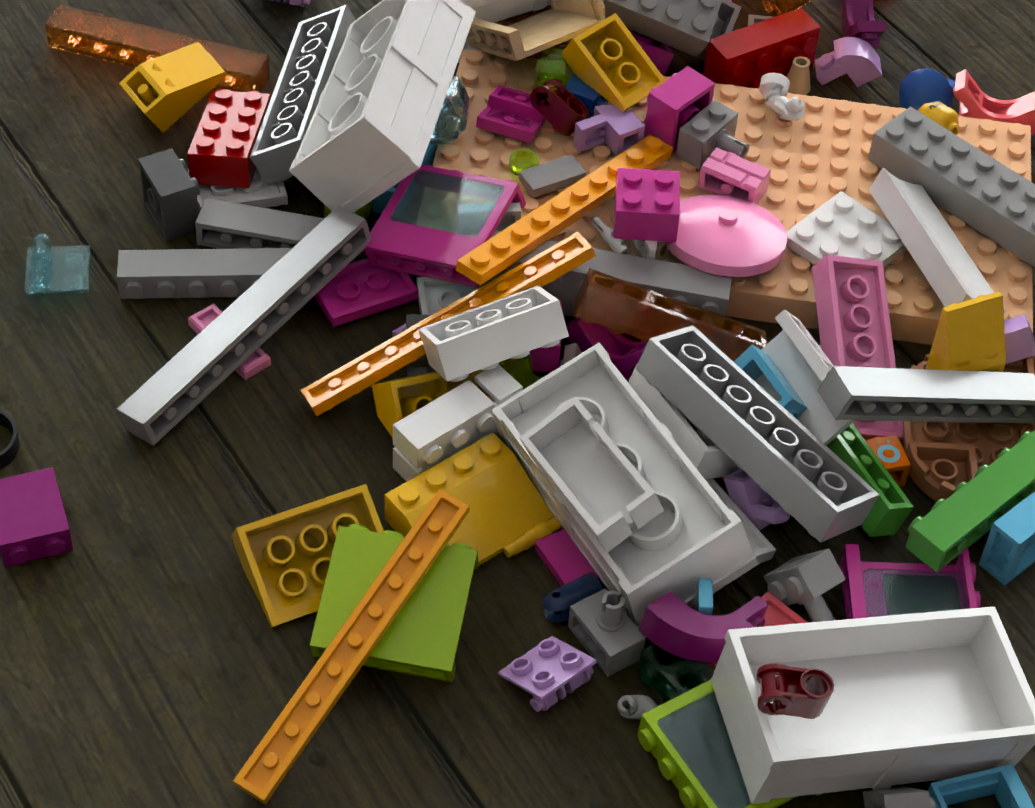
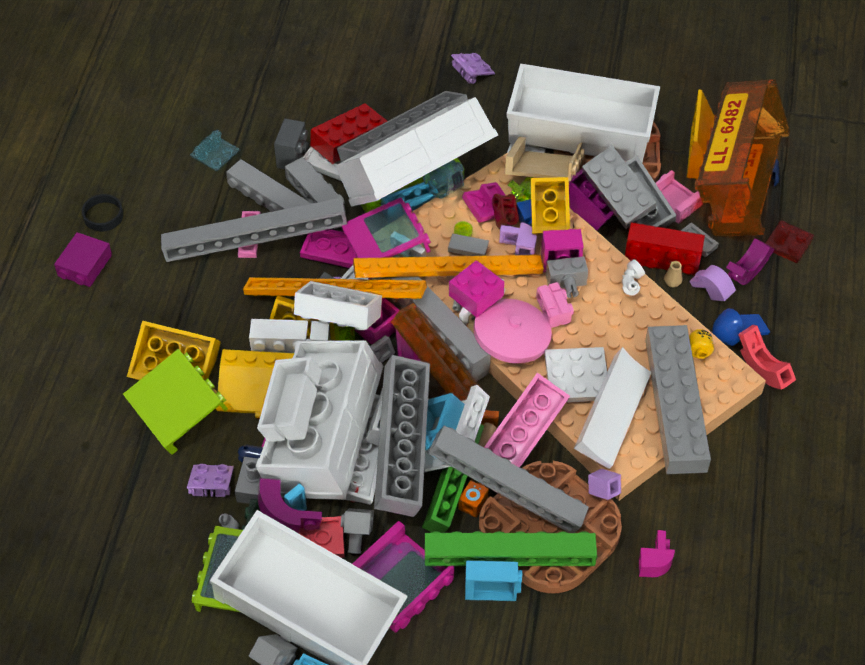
camera: 45 degrees right, 5 degrees up
(137, 43) = (370, 67): clear orange brick -> none
(173, 83) = (350, 89): yellow slope -> none
(351, 647) = (134, 404): light orange plate -> none
(793, 690) = (245, 553): dark red piece -> none
(970, 336) = (560, 464): yellow slope -> none

